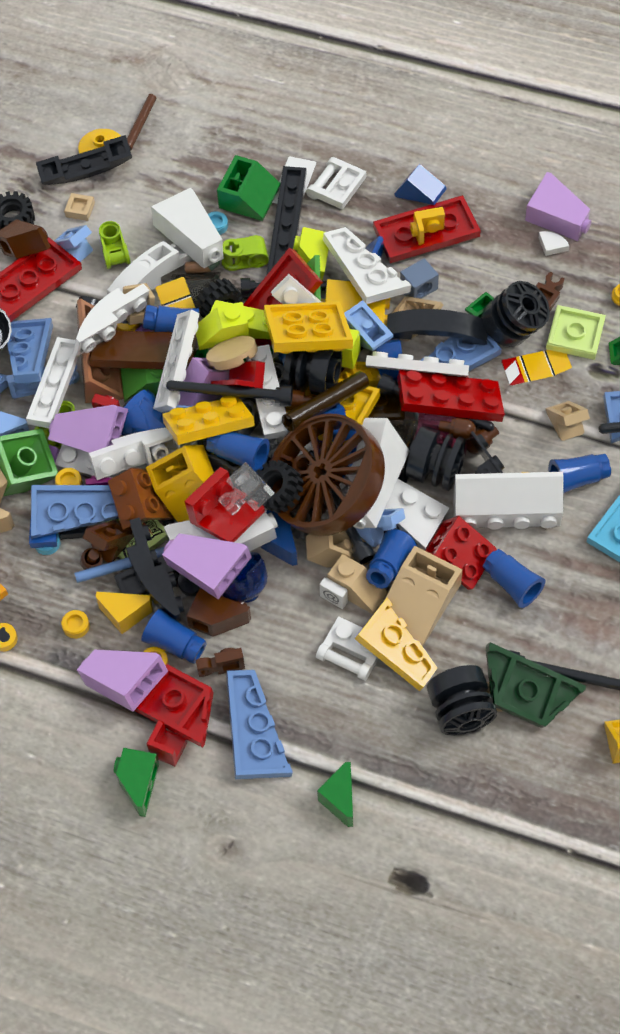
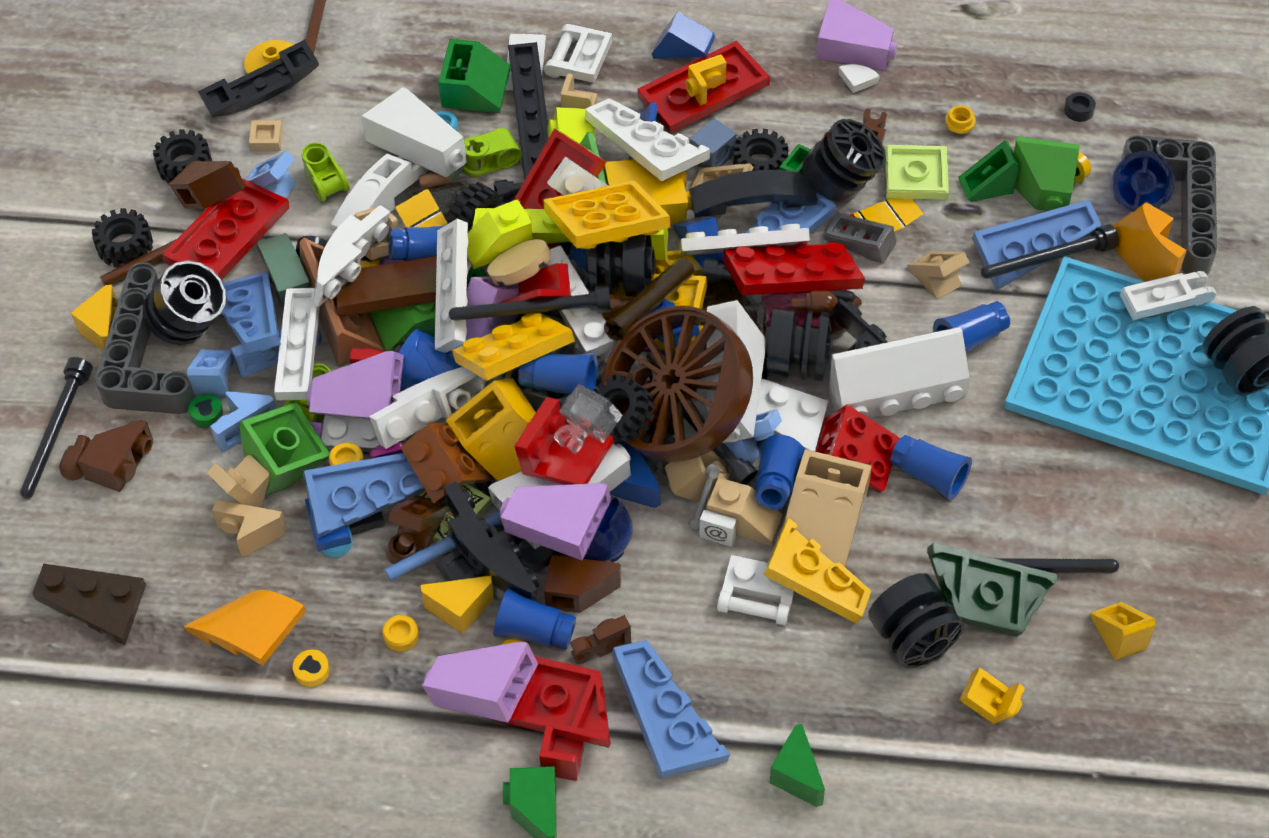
camera: 15 degrees left, 5 degrees down
(63, 315) = (282, 265): none -> sand green slope
(322, 221) = (574, 98): none -> tan panel
(337, 550) = (711, 472): none -> light grey hinge
(372, 330) = (682, 209): light blue slope -> none
(454, 285) = (760, 144): none -> black tyre
(504, 772) = (991, 697): none -> yellow bracket
(527, 388) = (877, 248): none -> flat silver slope

